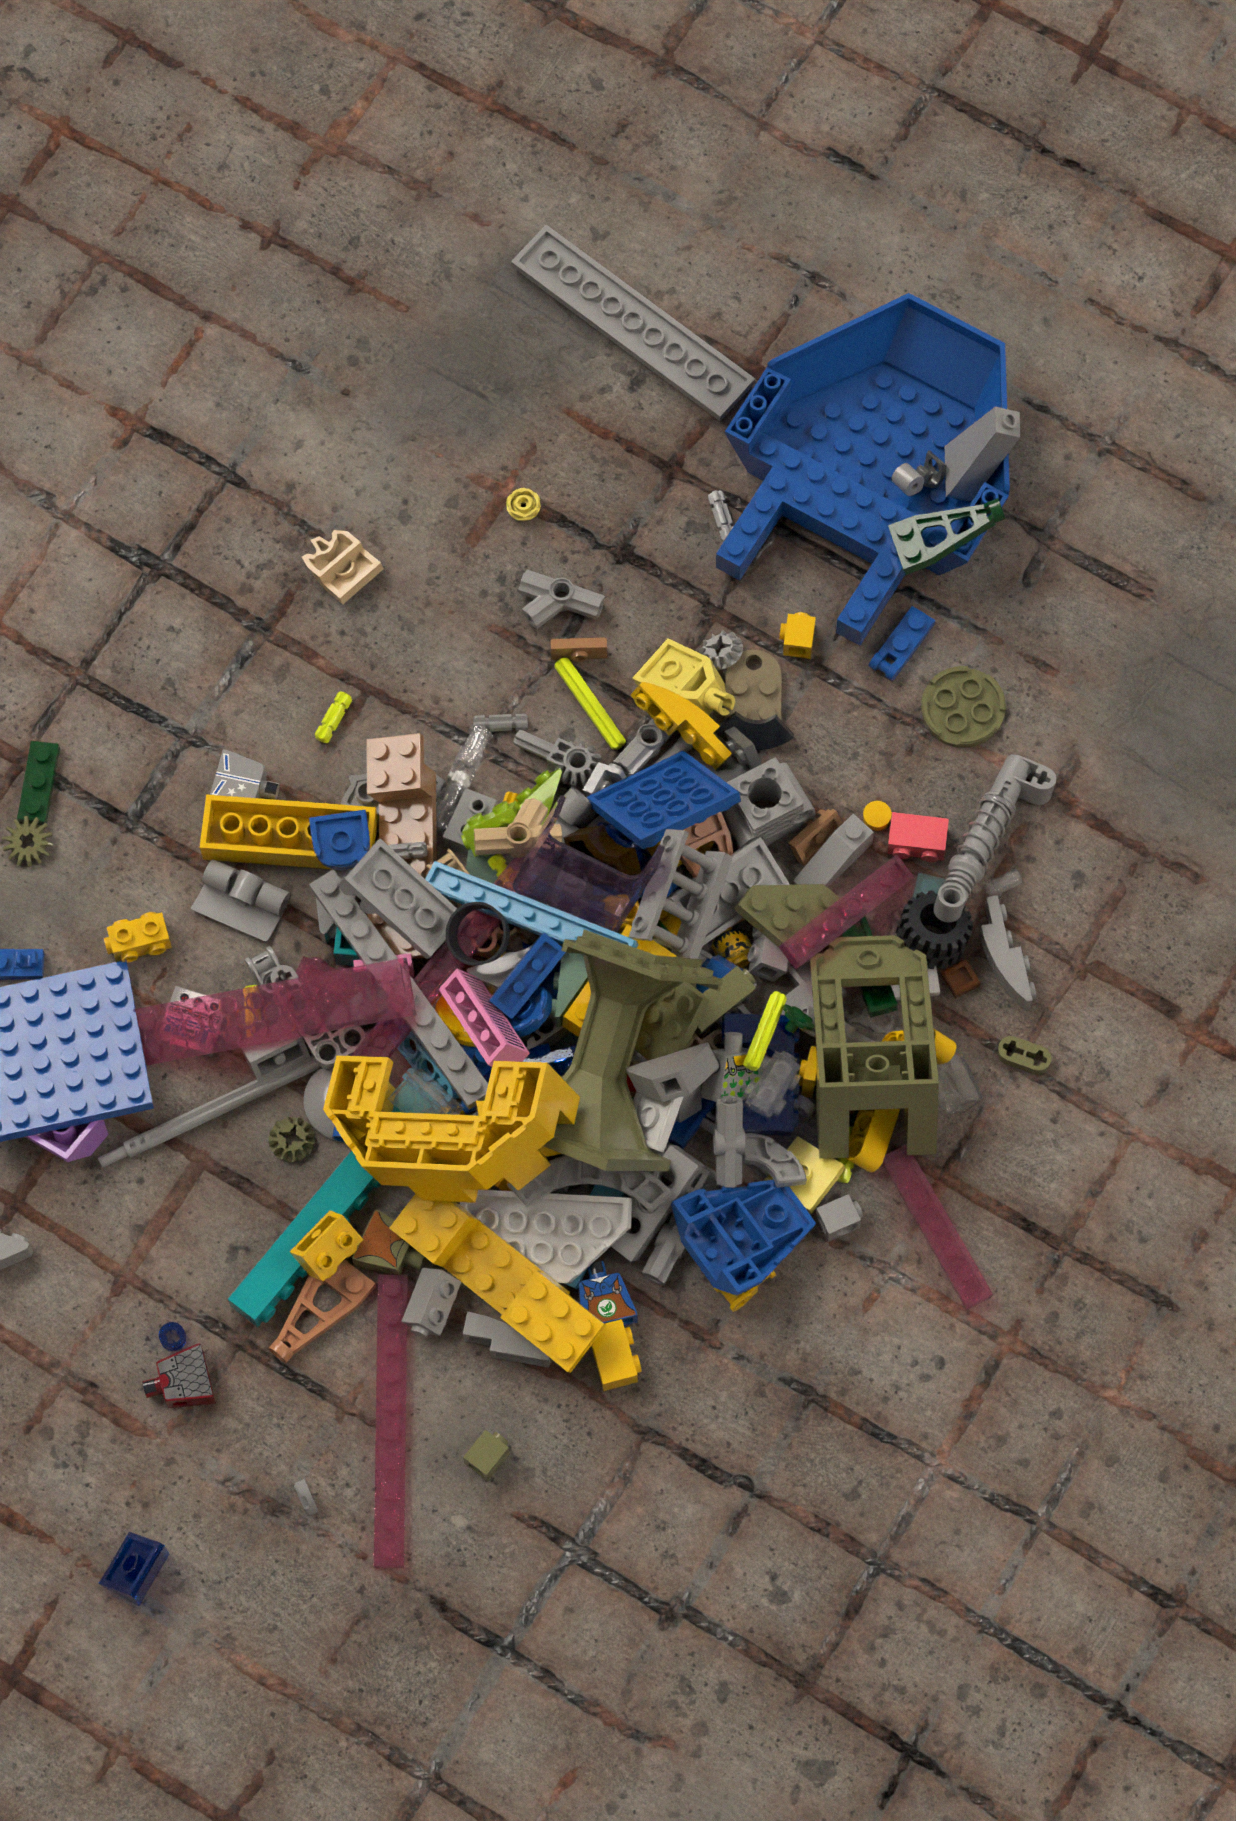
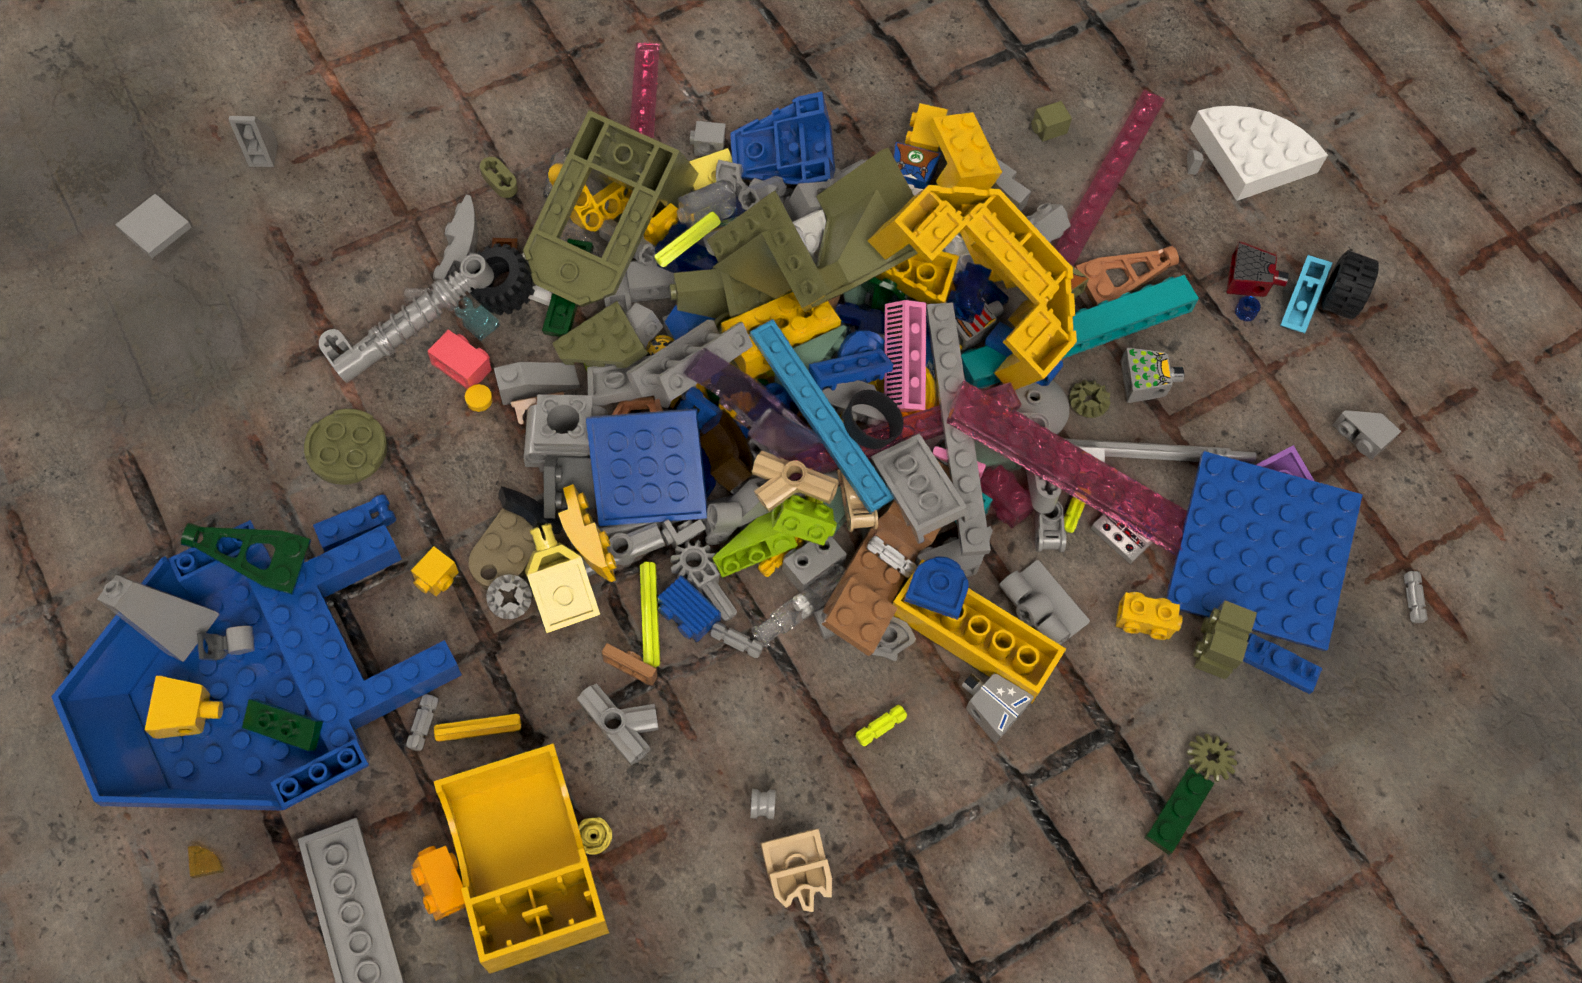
camera: 160 degrees left, 5 degrees down
(59, 939) = (1224, 639): none -> olive brick
(73, 1399) = (1350, 284): none -> black tyre
(115, 1382) = (1306, 294): none -> medium azure slope
(134, 1567) = (1339, 173): clear blue slope -> none
(242, 1545) = (1255, 148): none -> white brick
(243, 1192) = (1148, 374): none -> light grey torso
(326, 1246) = (1107, 289): yellow brick -> none
(398, 598) = (763, 804): none -> light grey wheel
(423, 1095) = (978, 341): clear bracket -> none
(556, 720) = (688, 609): none -> blue brick
(558, 440) = (521, 859): none -> yellow piece
(626, 408) = (439, 880): none -> light orange brick
(673, 536) = (477, 727): none -> yellow axle
(797, 1019) = (656, 236): dark green plant -> none
(815, 329) = (203, 862): none -> clear yellow tile
(825, 440) = (282, 724): none -> dark green plate
(846, 912) = (558, 319): clear pink plate -> none
(917, 412) = (179, 708): none -> yellow torso

